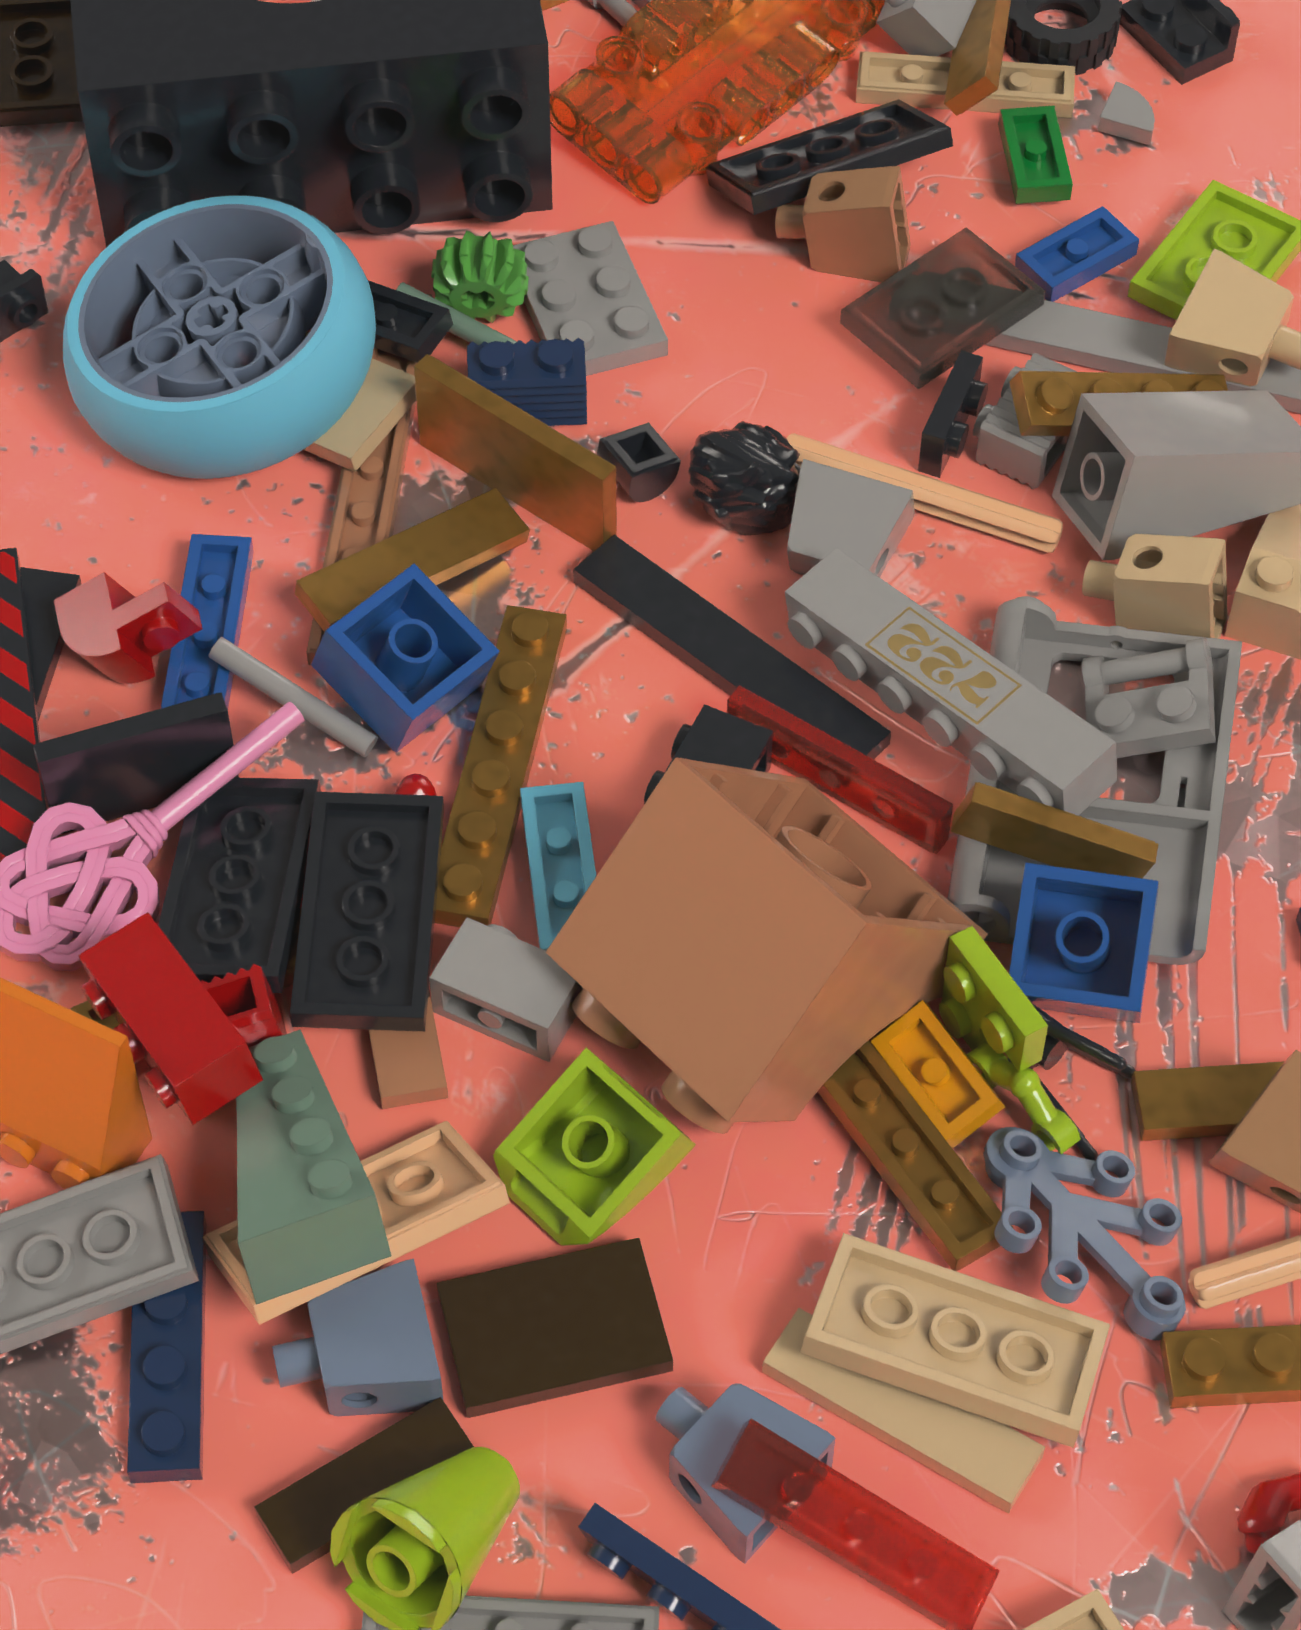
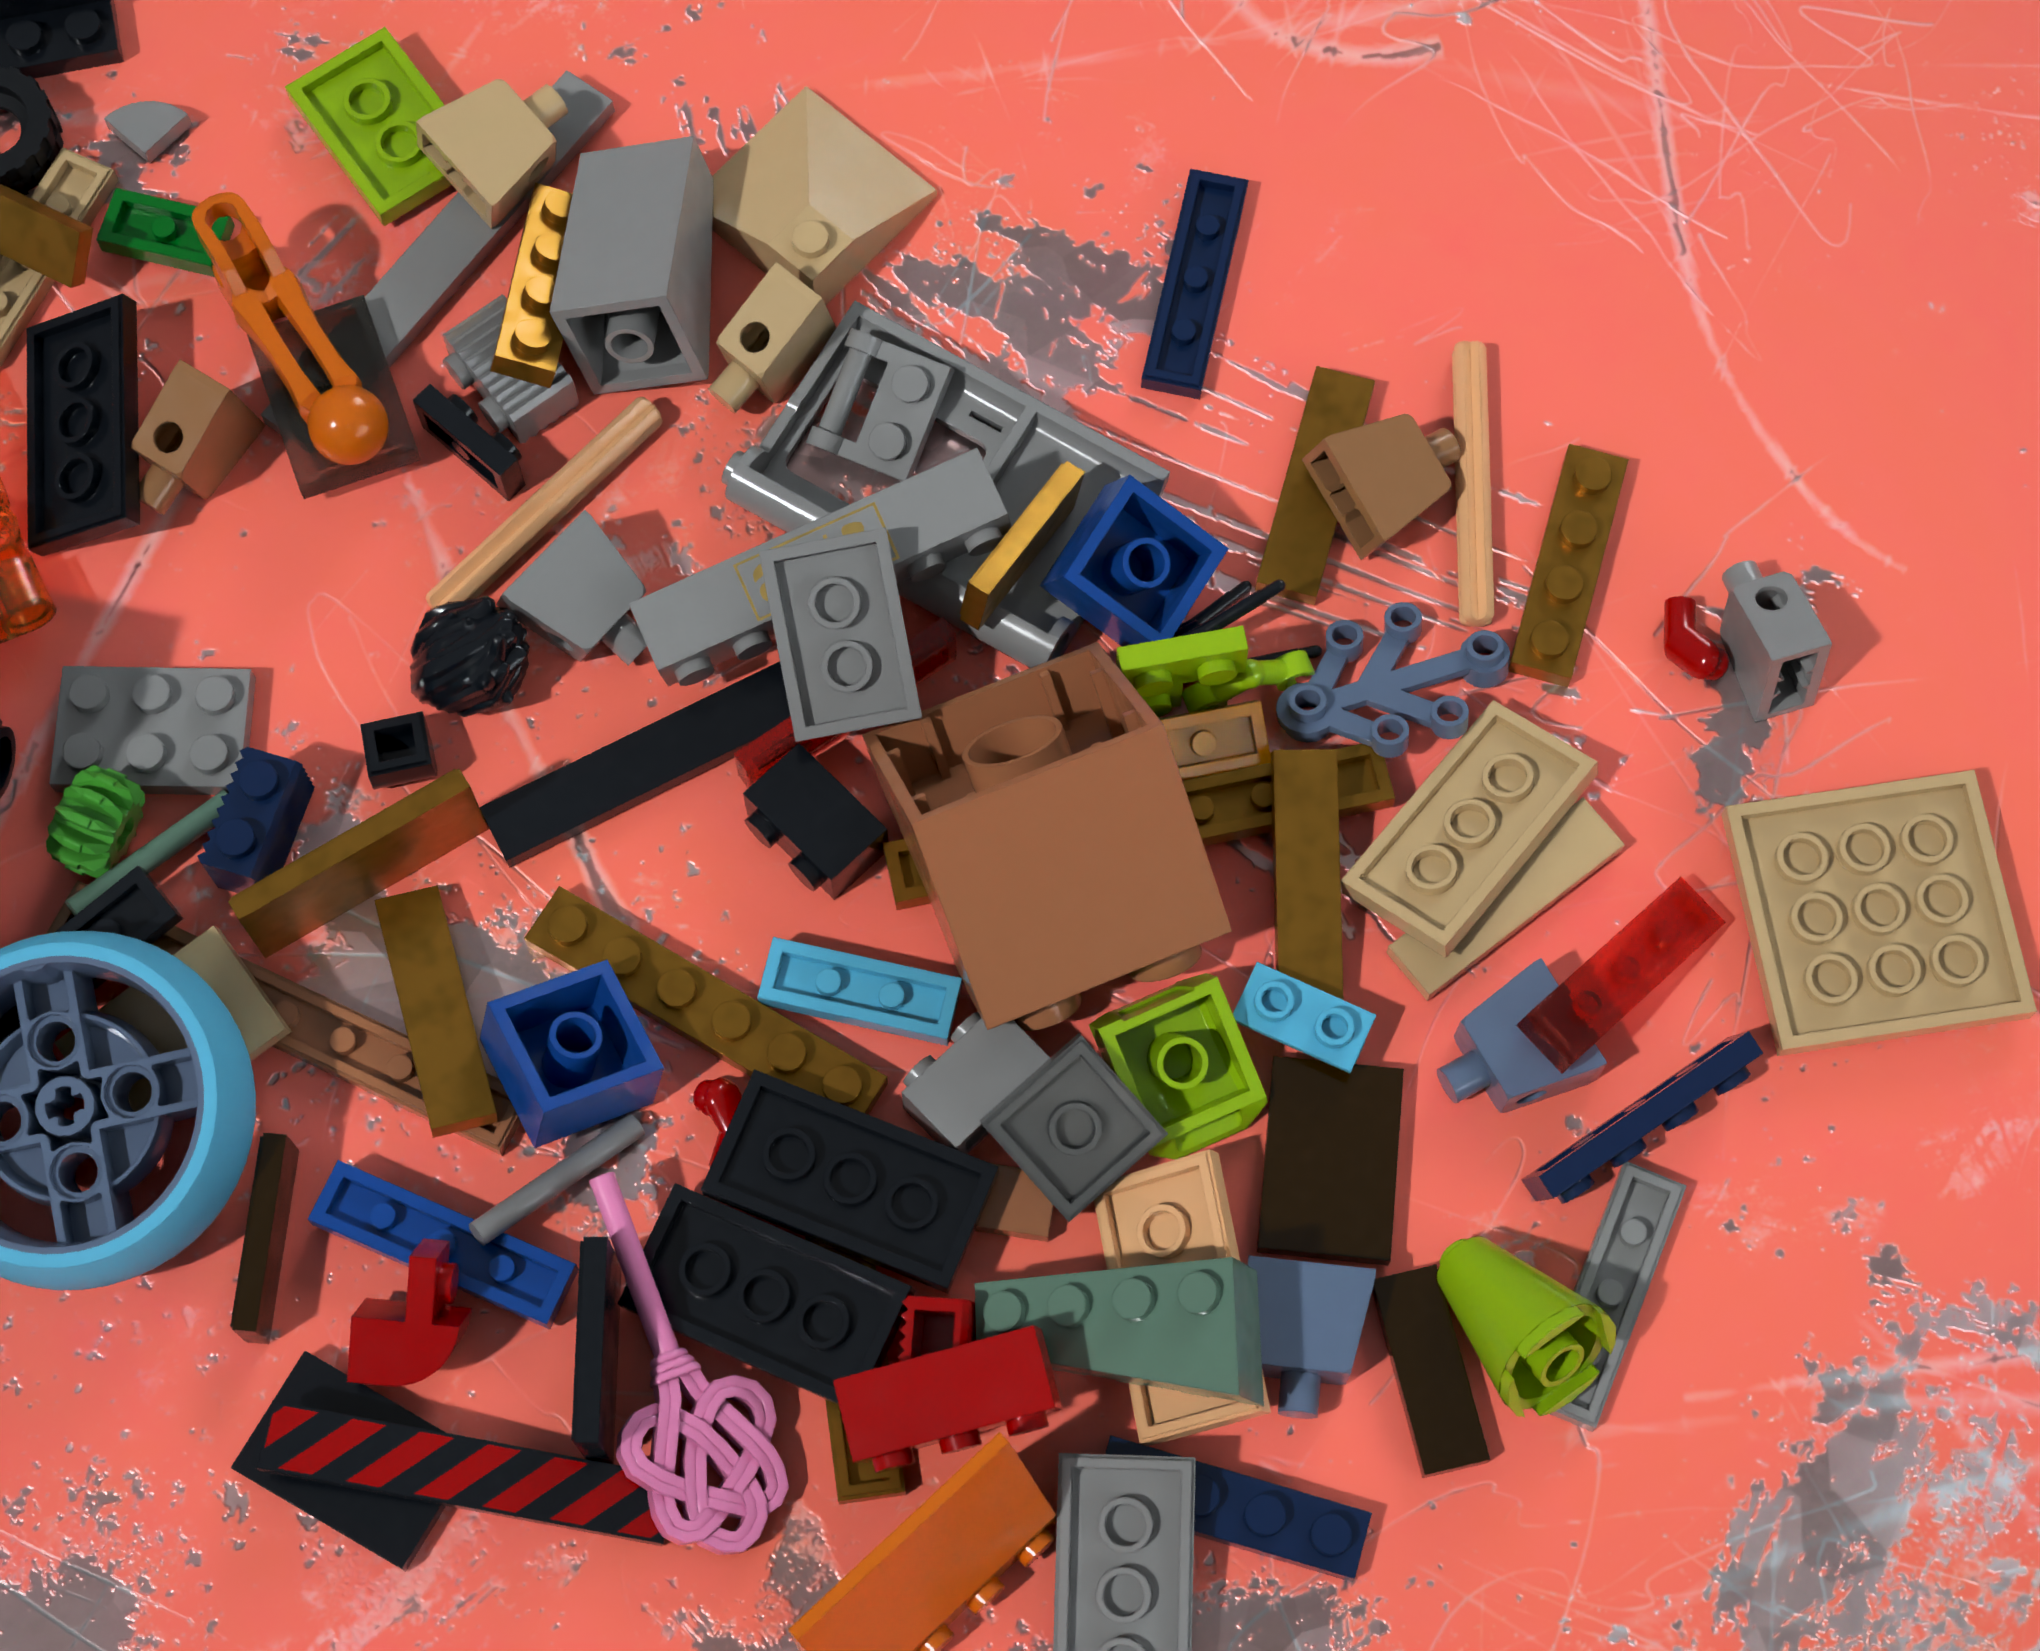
camera: 70 degrees left, 15 degrees up
(166, 514) = (264, 1238): none -> dark brown tile
(486, 1067) = (1073, 1127): none -> dark grey tile
(683, 1246) = (1303, 1017): none -> medium azure hinge
(833, 1202) = (1307, 867): none -> pearl gold tile
(878, 704) = (840, 634): none -> light grey plate
(1004, 212) = (344, 421): none -> orange piece
(1077, 253) = (316, 245): blue plate -> none

